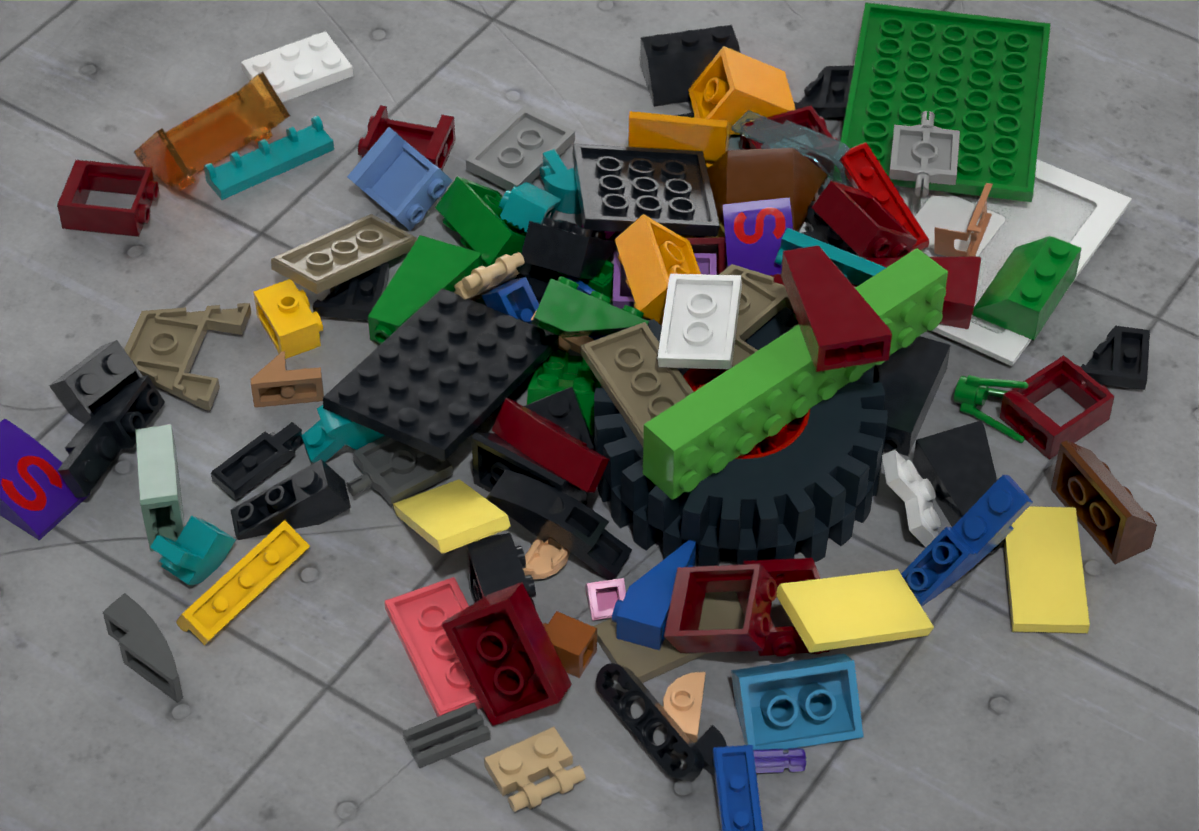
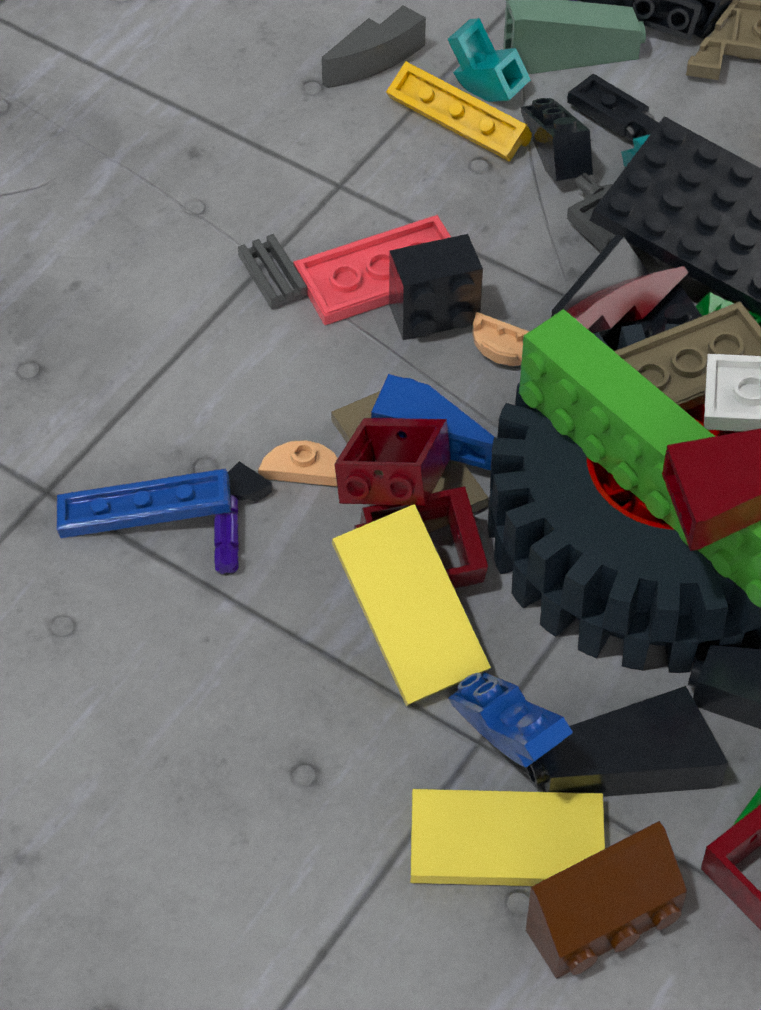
camera: 90 degrees right, 5 degrees up
(279, 386) = (725, 116): medium nougat slope -> none
(451, 516) = (522, 238): light yellow tile -> none
(507, 655) = (339, 288): dark red slope -> none
(529, 761) = (236, 333): tan plate -> none
(559, 516) = (531, 307): black slope -> none
(573, 642) = (376, 354): dark orange brick -> none
(603, 597) = (457, 391): bright pink slope -> none
(652, 717) = (275, 426): black beam -> none
(798, 702) = (292, 557): dark azure slope -> none
(917, 495) = (605, 685): white plate -> none

